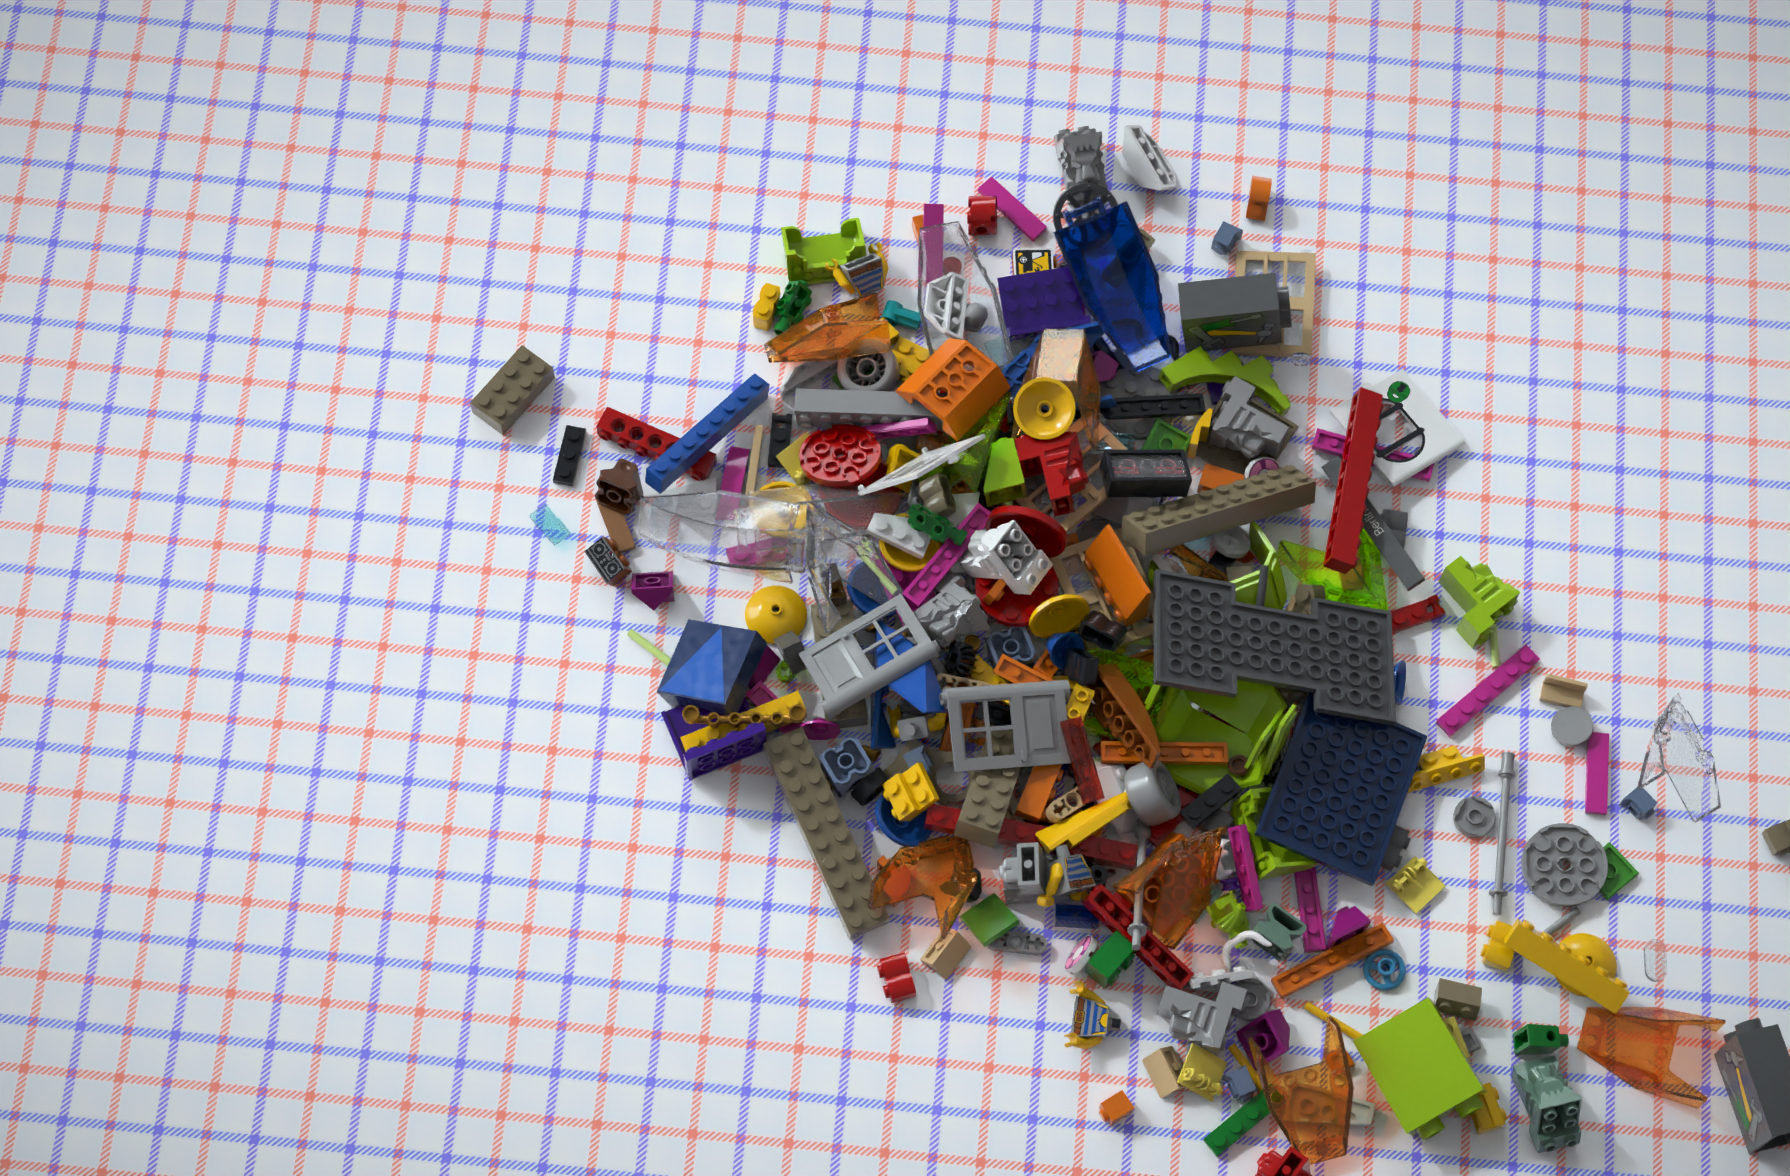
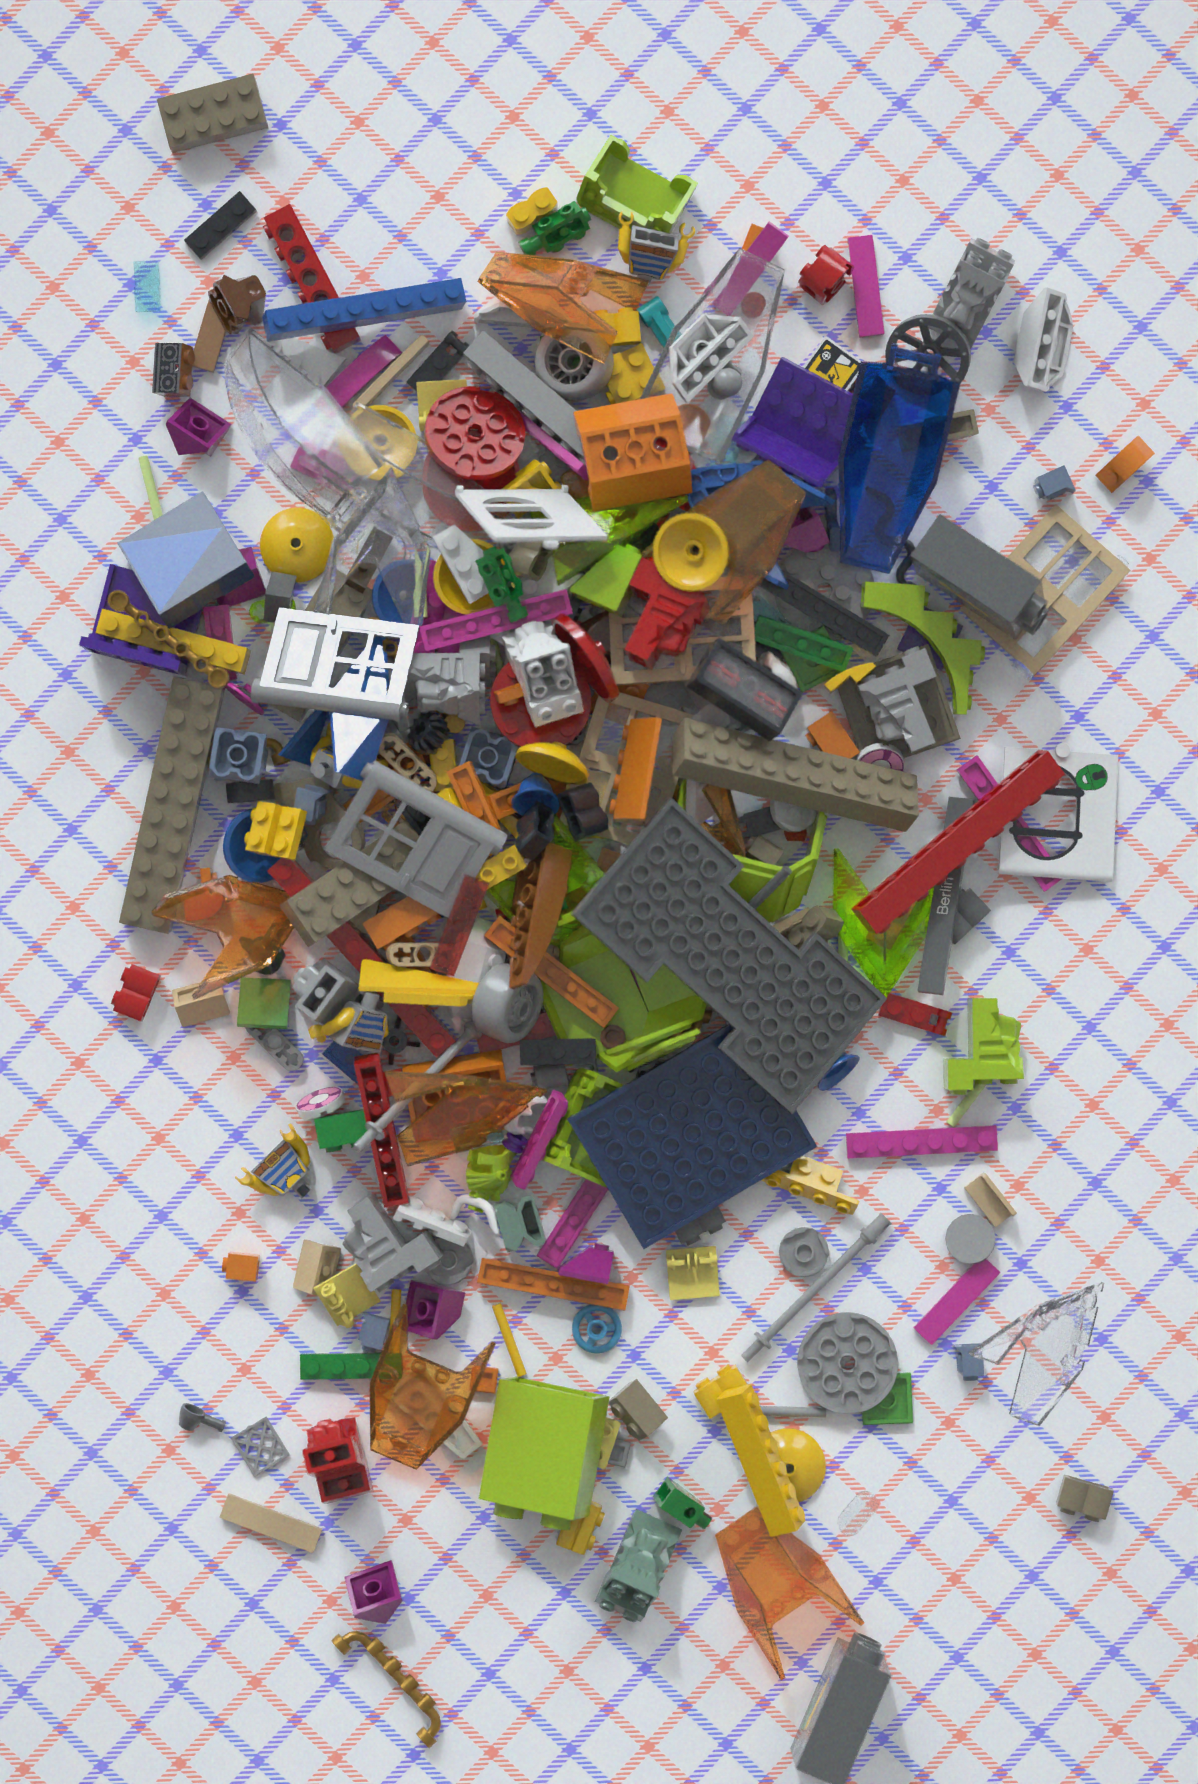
camera: 35 degrees right, 20 degrees up
(1156, 434) = (802, 643): none -> green plate

